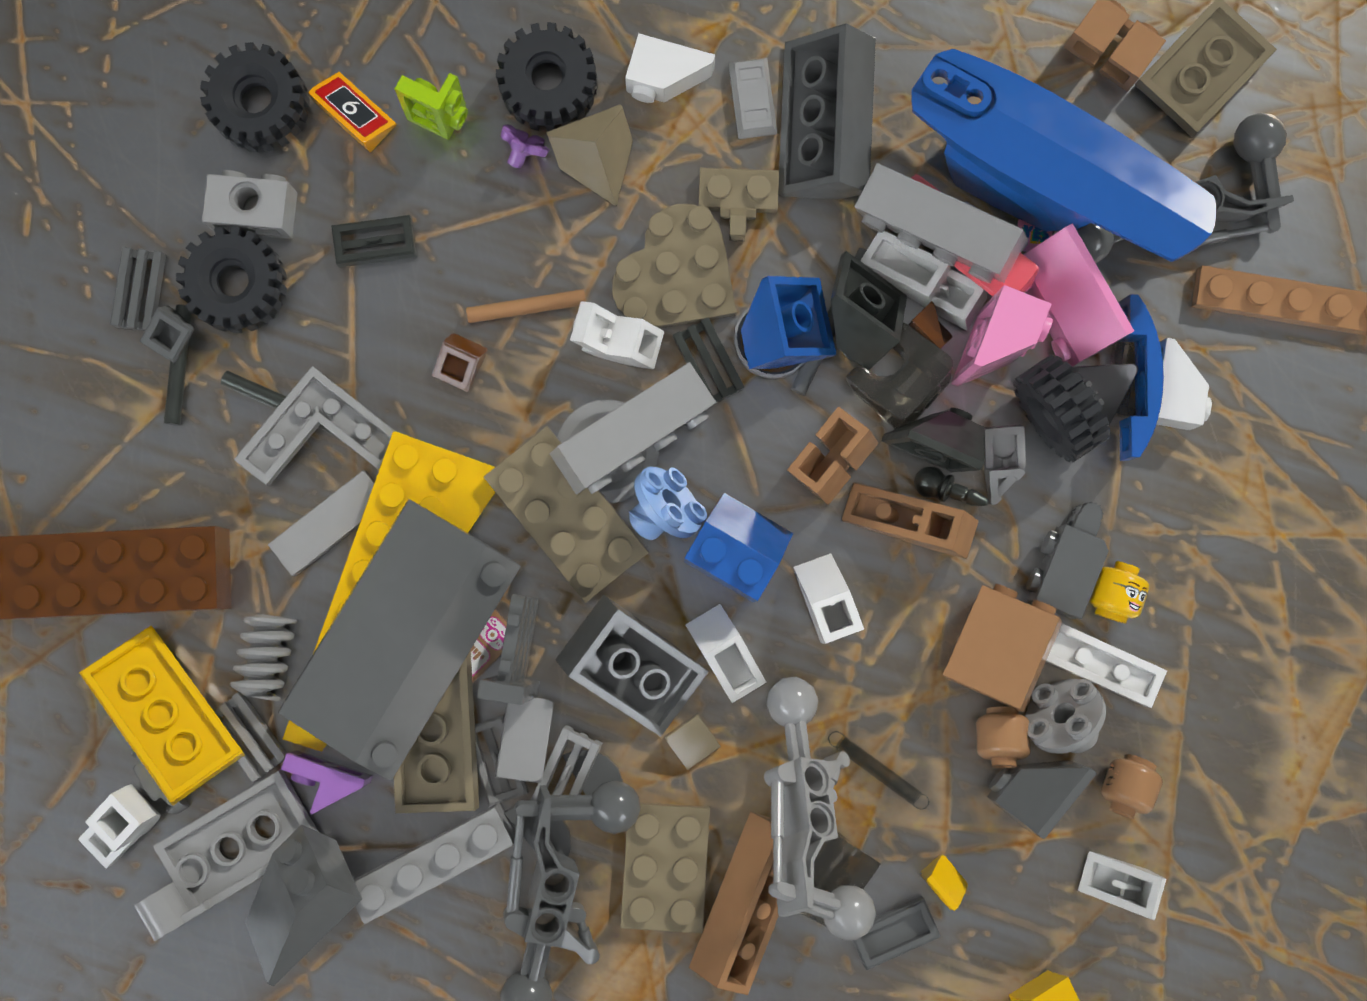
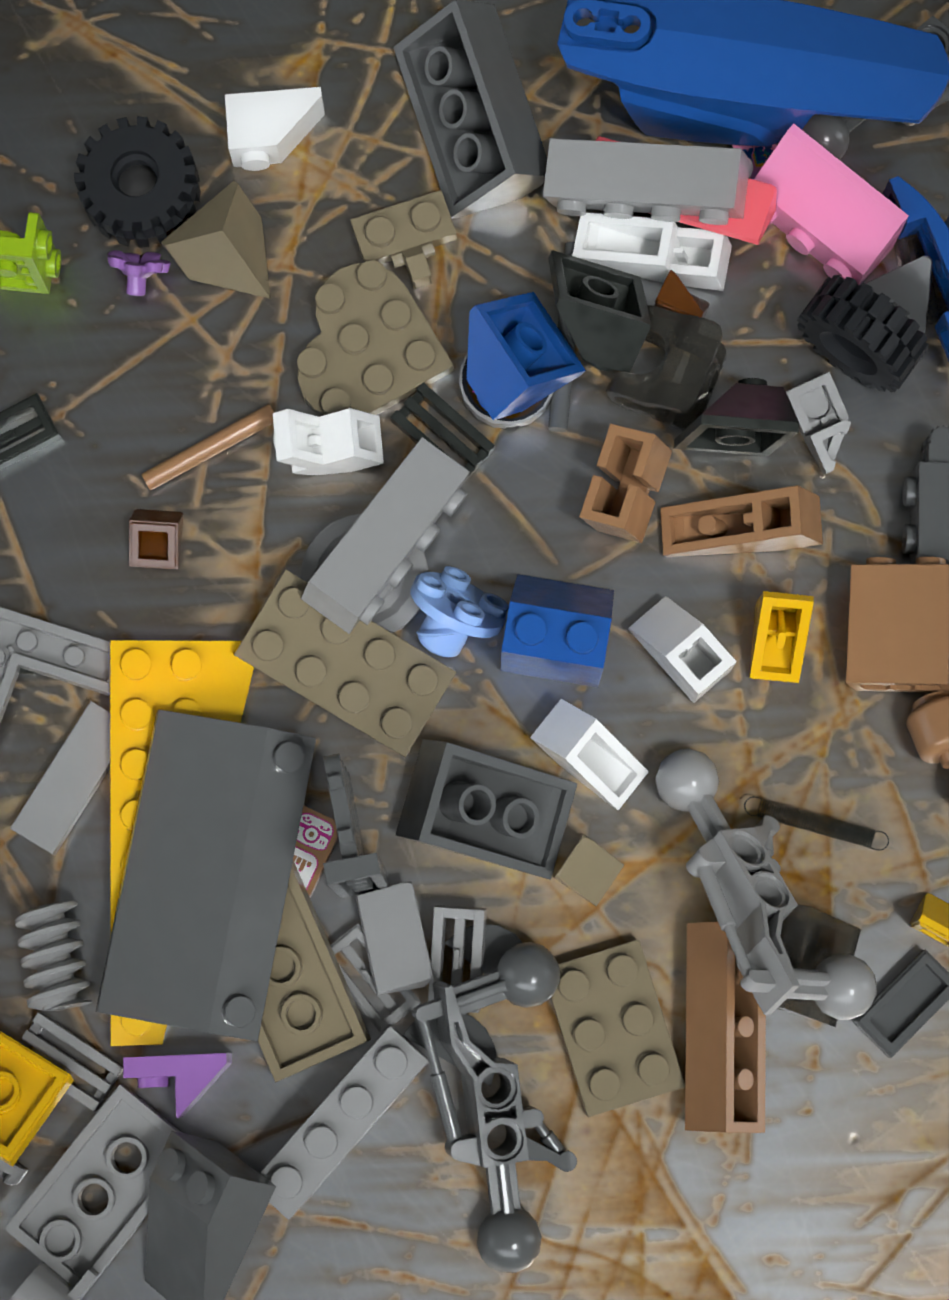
camera: 15 degrees left, 5 degrees down
(752, 98) = (380, 122): light grey tile -> none
(906, 618) = (780, 636): none -> yellow slope
(932, 483) = (751, 474): pearl dark grey bar -> none
(1002, 333) = (764, 274): bright pink slope -> none

